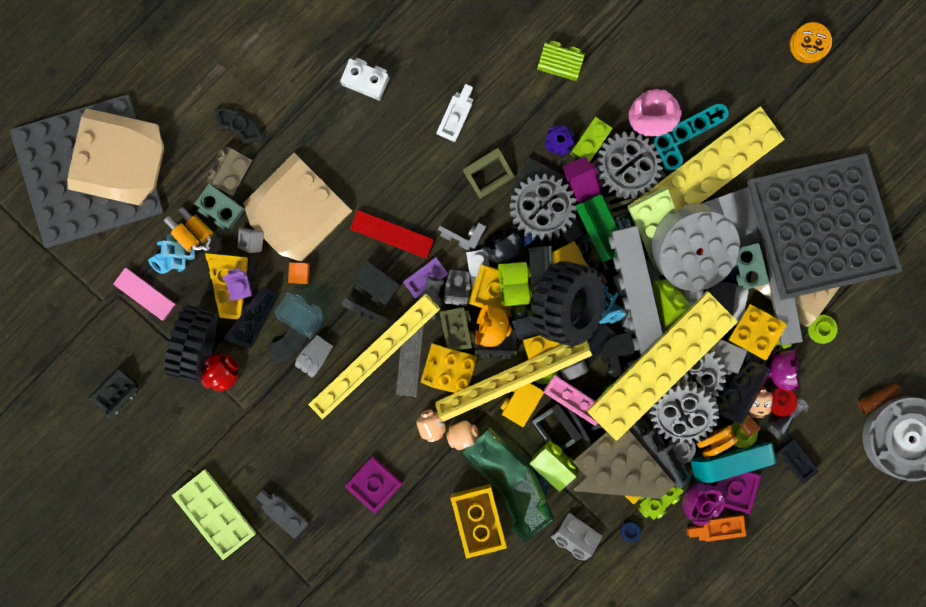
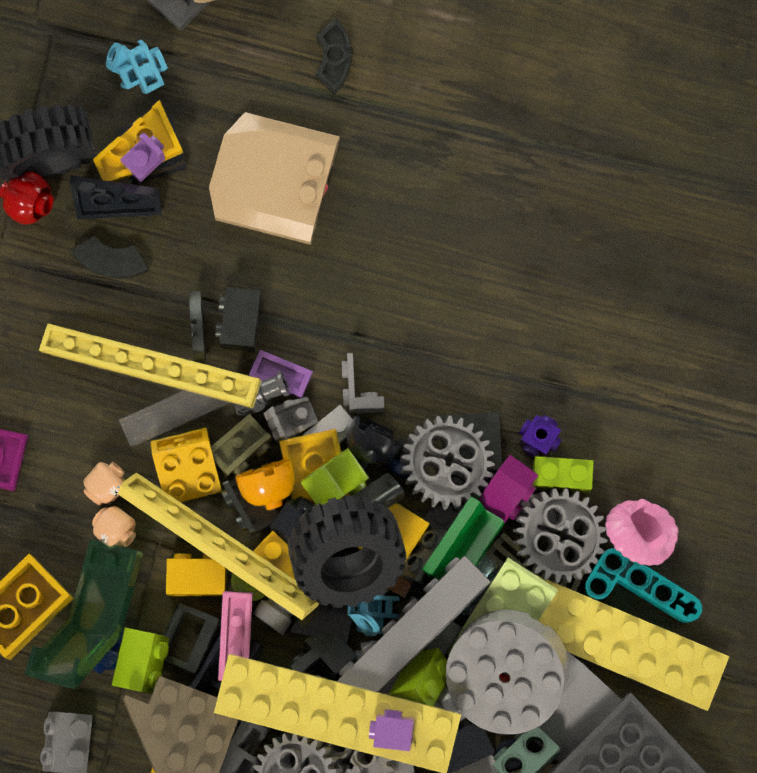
camera: 60 degrees right, 10 degrees down
(144, 294) = (71, 61): bright pink tile -> none
(185, 237) = (165, 68): light orange piece -> none
(222, 203) = (230, 88): sand green brick -> none
(228, 170) = (273, 74): dark tan bracket -> none
(250, 240) = (205, 145): light grey slope -> none
(299, 273) = (199, 224): orange slope -> none
(299, 315) = (149, 251): clear light blue brick -> none
(313, 356) = (109, 296): light grey hand -> none
(364, 80) = (474, 164): white brick -> none
(391, 234) = (310, 305): red tile -> none
(456, 114) = (497, 298): white hinge -> none
(481, 164) = (456, 361): olive tile -> none
(560, 60) = (636, 383): lime brick -> none
(696, 340) = (392, 731): none -> medium lavender brick

